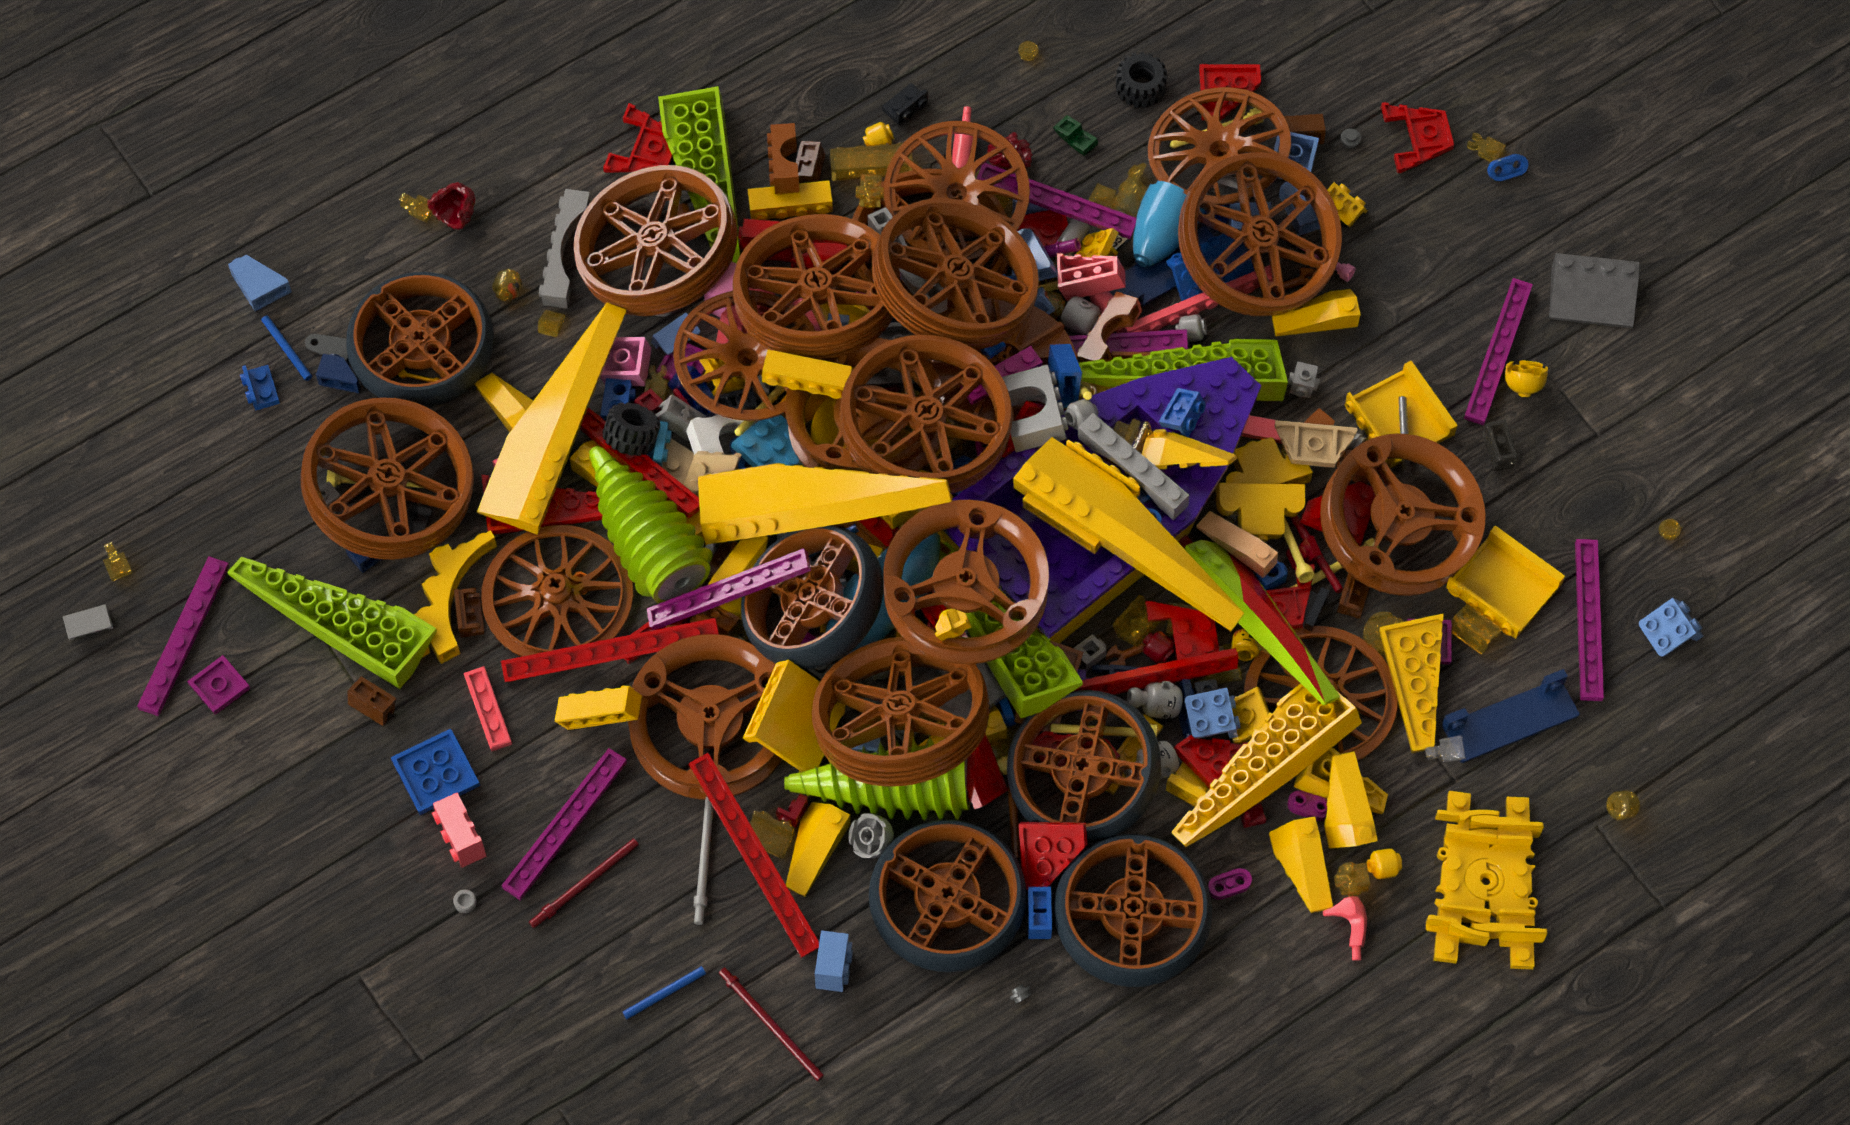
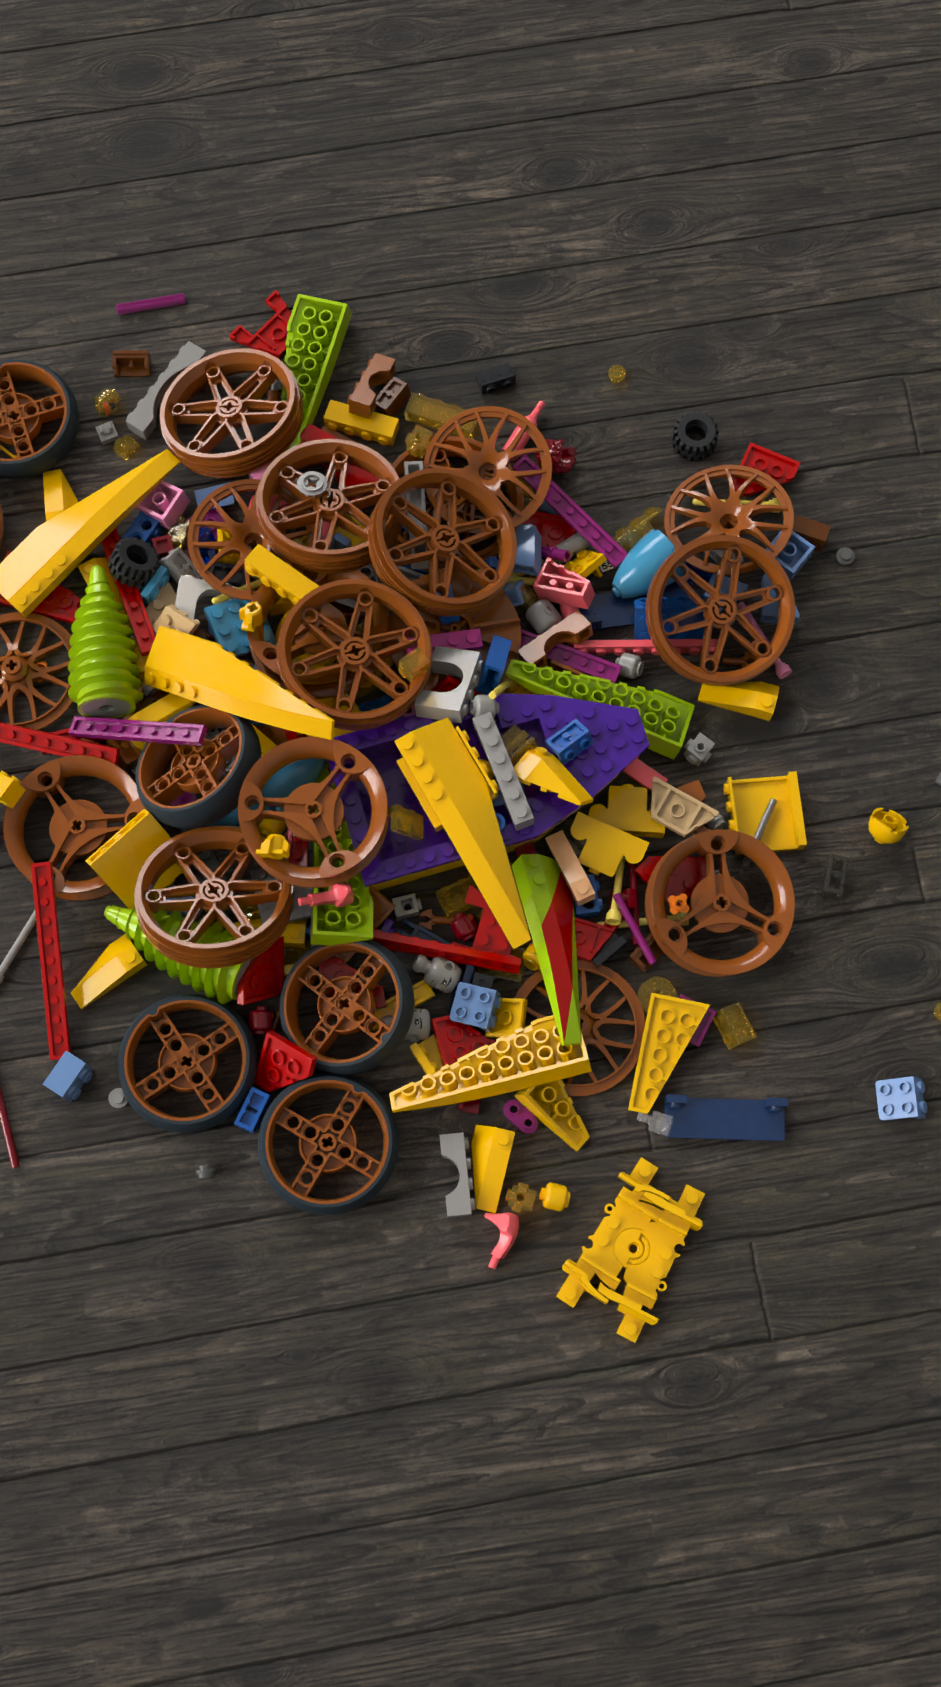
camera: 25 degrees right, 10 degrees up
(416, 207) = (72, 310): clear yellow plate -> none
(453, 205) = (96, 318): dark red hair -> none
(501, 168) = (152, 303): none -> magenta axle
(512, 236) = (131, 363): none -> reddish brown hinge
(522, 316) = (107, 432): none -> light grey tile
(773, 834) = (77, 945): clear yellow bracket -> none
(787, 265) = (313, 478): none -> light grey gear
(796, 811) = (108, 936): dark red bracket -> none
(797, 423) = (251, 616): none -> yellow piece
(870, 835) = (152, 985): light grey cylinder -> none
(878, 134) = (459, 396): yellow head -> none
(892, 964) = (117, 1098): none -> light grey plate
(996, 396) = (413, 664): none -> clear yellow brick
(1001, 824) = (260, 1021): none -> dark red head
(1027, 656) = (338, 895): none -> coral animal
(1063, 553) = (406, 822): none -> clear yellow bracket
(1075, 136) = (618, 461): dark green slope -> none
(1102, 195) = (614, 522): clear yellow plate -> none
(1112, 731) = (419, 996): light yellow piece -> none
(1228, 883) = (420, 1156): magenta plate -> none
(1261, 864) = (459, 1200): none -> light grey arch
(1331, 574) = (634, 928): none -> magenta bar
(1348, 207) = (810, 611): yellow bracket -> none
(1348, 809) = (544, 1141): yellow wedge -> none
(1362, 530) = (674, 908): none -> orange plate
(1427, 131) = (912, 578): red wing -> none
(1498, 351) = (875, 793): magenta plate -> none
(1506, 582) = (780, 998): yellow panel -> none
(1589, 620) = (834, 1061): magenta plate -> none
(1623, 805) = (780, 1237): clear yellow head -> none

